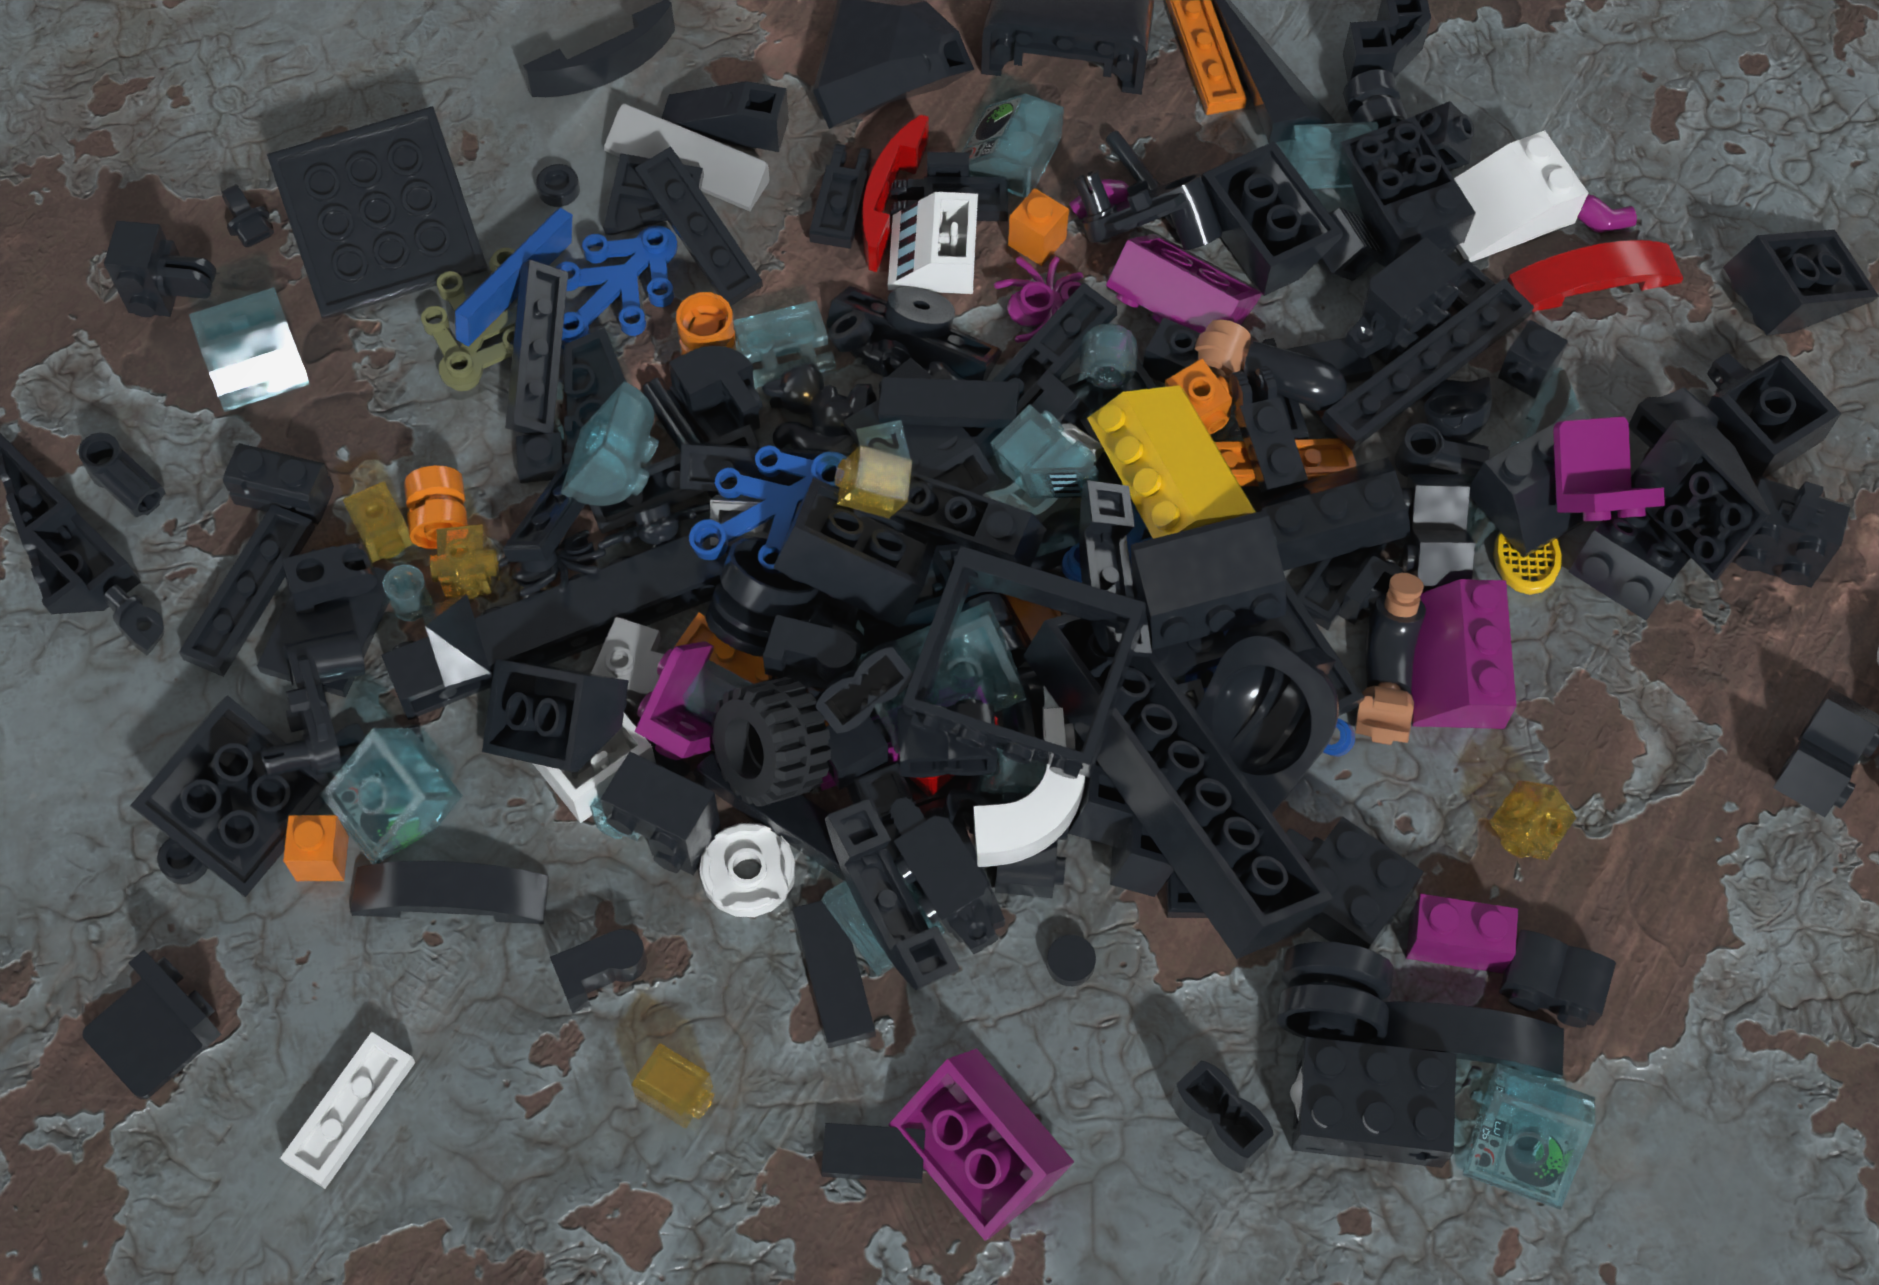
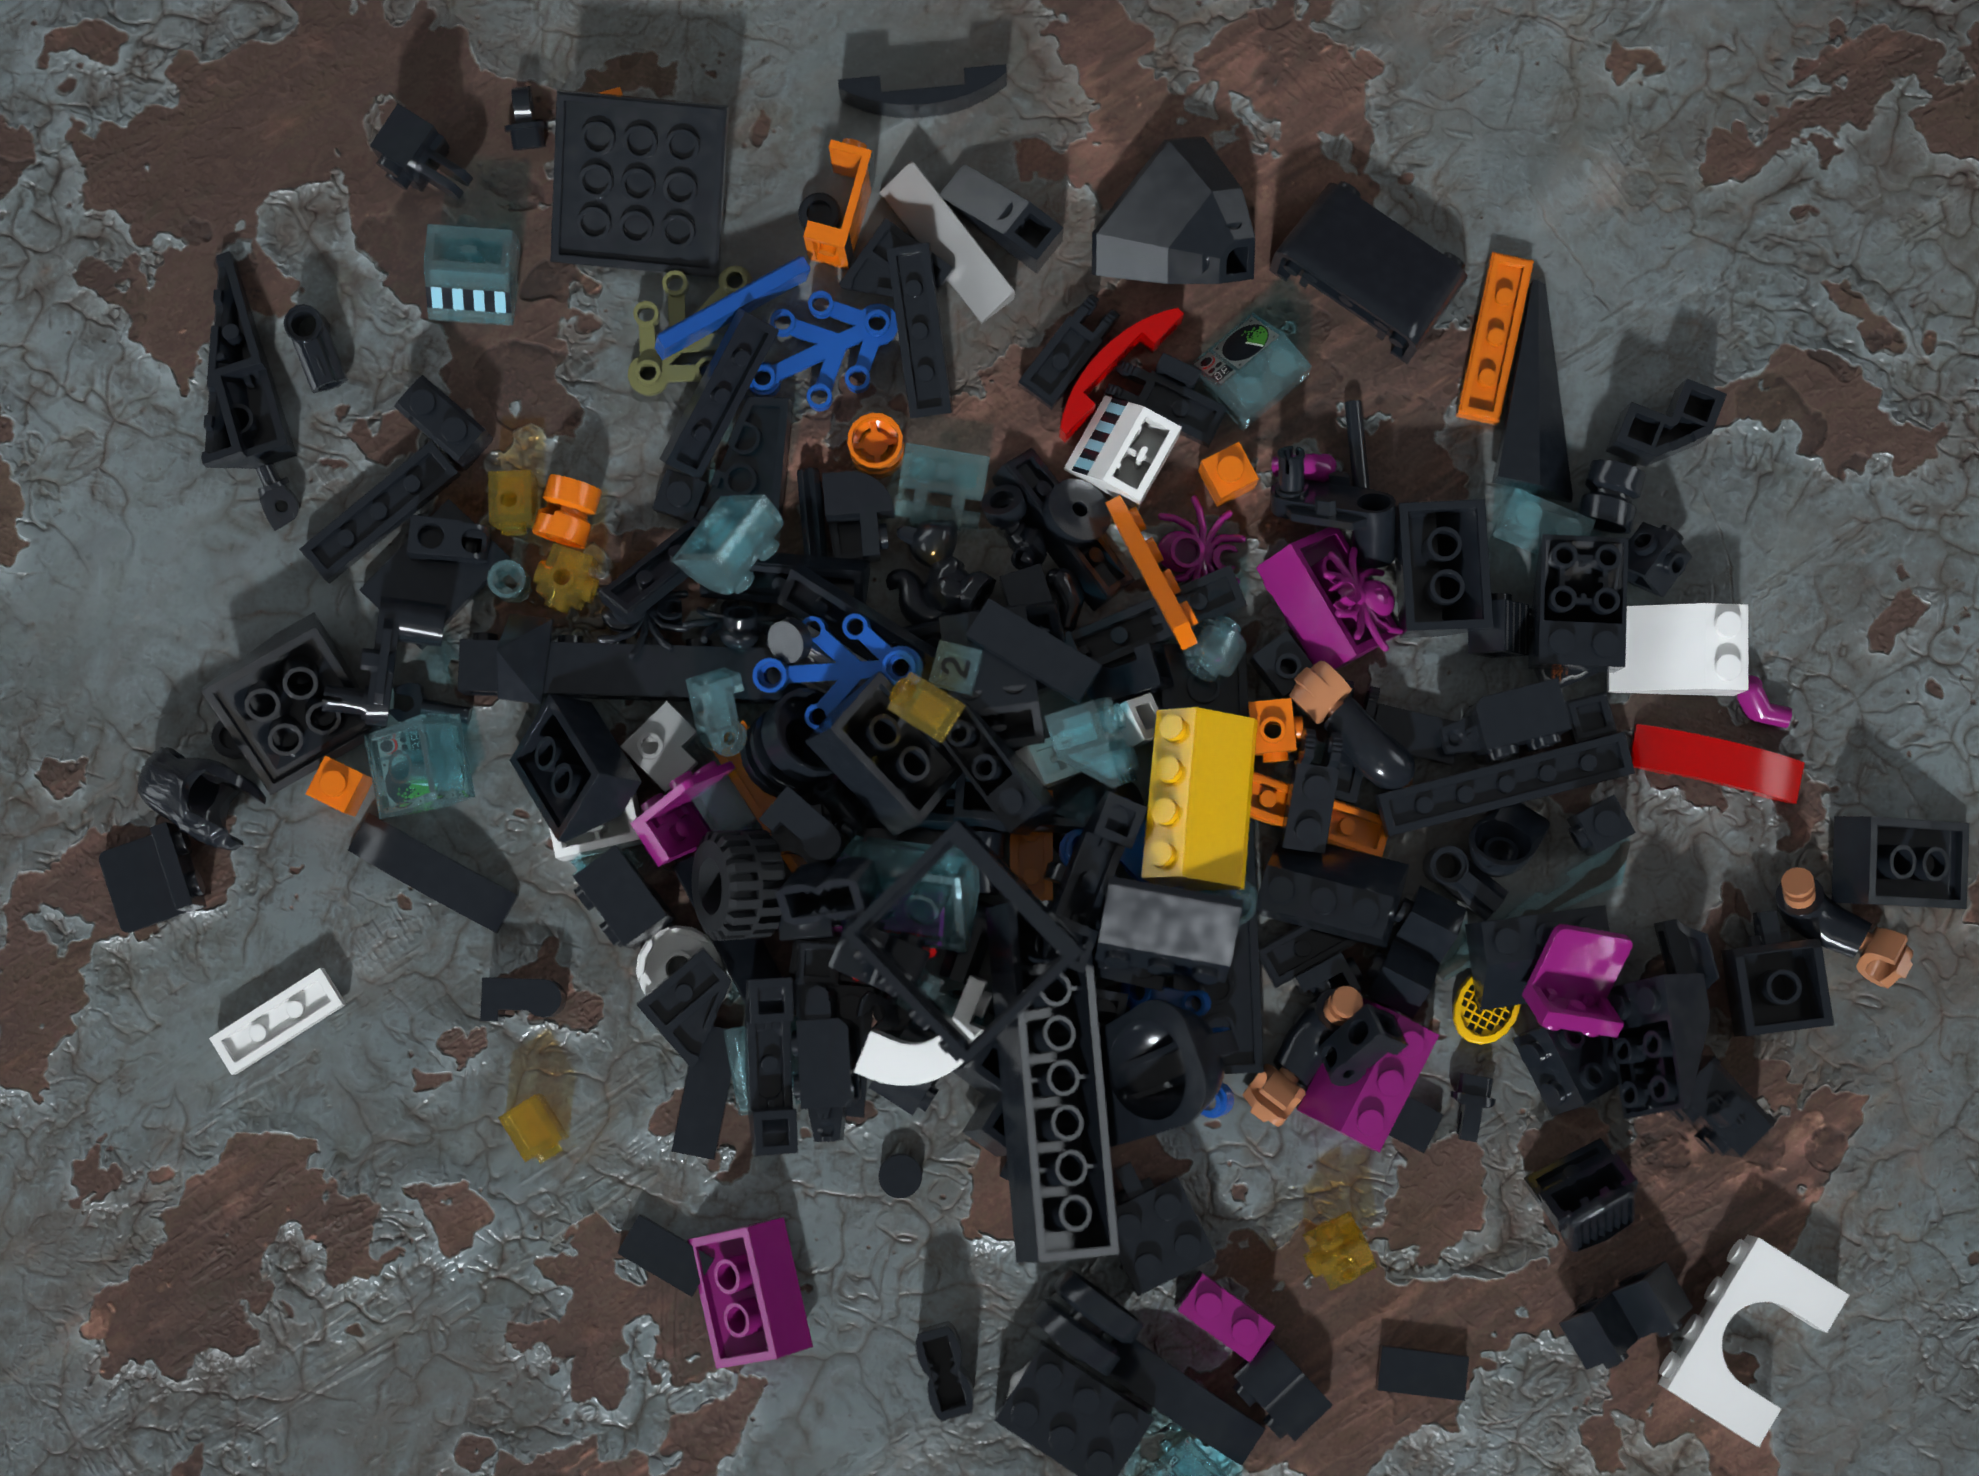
camera: 30 degrees right, 20 degrees up
(134, 921) = (192, 799): none -> black hair
(577, 177) = (837, 245): none -> orange panel
(671, 599) = (716, 710): none -> clear light blue leg
(711, 498) = (789, 640): none -> tile
(774, 888) = (688, 1004): none -> black wing
(1018, 316) = (1161, 584): none -> orange plate
(1219, 262) = (1363, 599): none -> magenta animal
(1440, 619) = (1361, 1044): none -> black leg
(1533, 684) = (1416, 1125): none -> black tile
(1568, 634) = (1474, 1095): none -> black piece
(1676, 902) = (1422, 1372): none -> black tile
(1727, 662) = (1586, 1195): none -> black piece
(1835, 348) = (1815, 915): none -> piece

